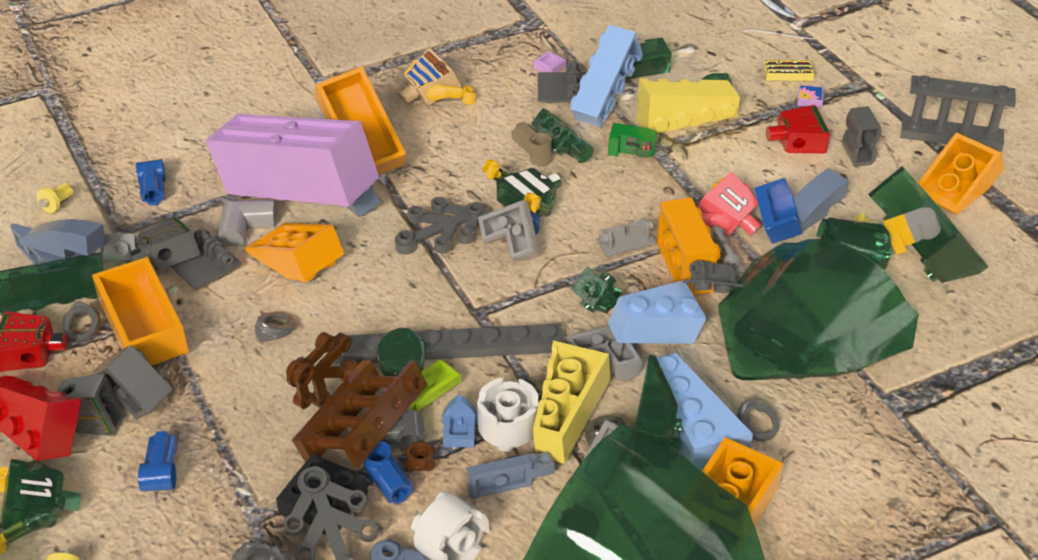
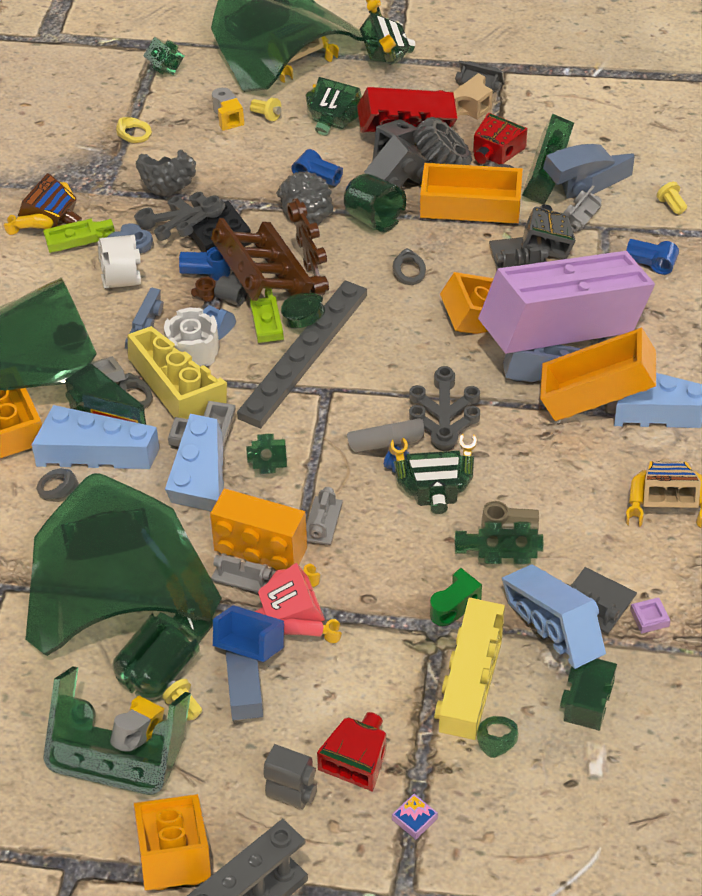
camera: 125 degrees right, 5 degrees up
(79, 355) = (441, 143): none -> dark grey gear
(202, 374) = (374, 201): none -> clear green cylinder
(224, 439) = (310, 190): none -> dark grey hair
(708, 275) = (197, 518): dark grey hinge -> none
(789, 70) = (477, 830): tile -> none

